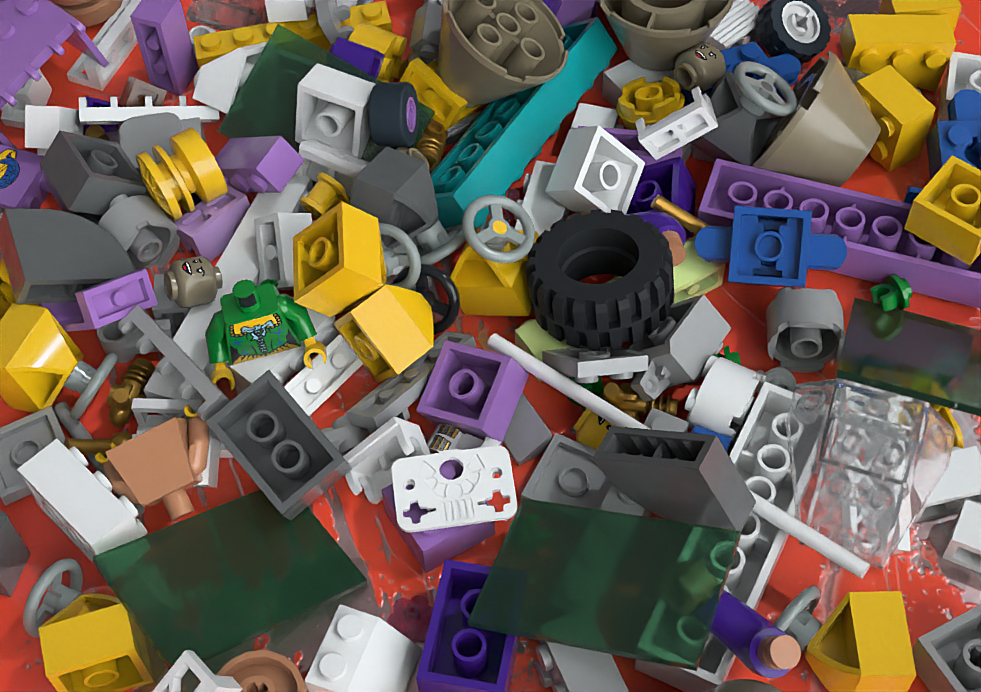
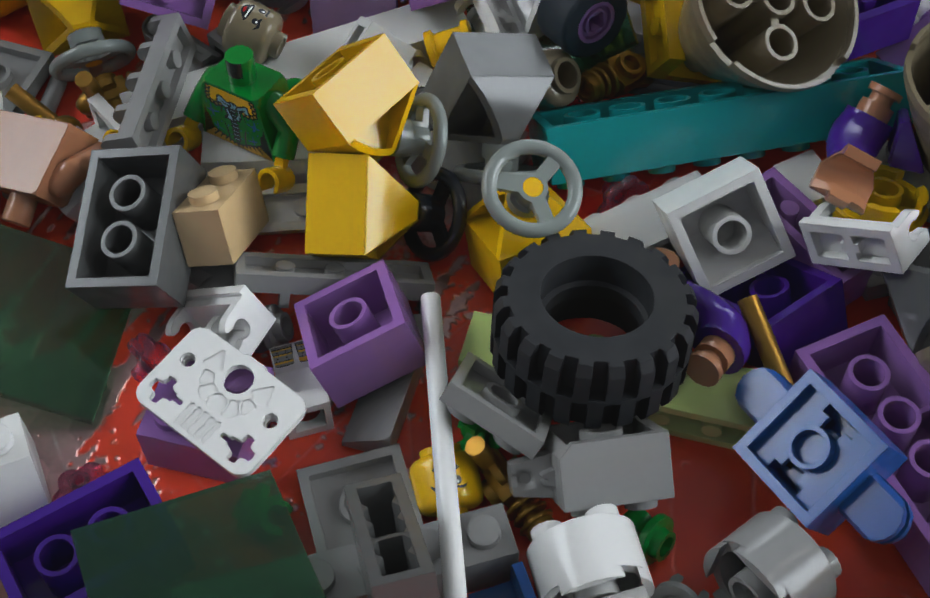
camera: 45 degrees right, 0 degrees up
(320, 397) = (221, 216): none -> tan brick
(363, 517) = (147, 353): none -> clear pink plant
(607, 77) = (852, 150): none -> nougat piece
(629, 62) = (902, 146): none -> dark purple slope

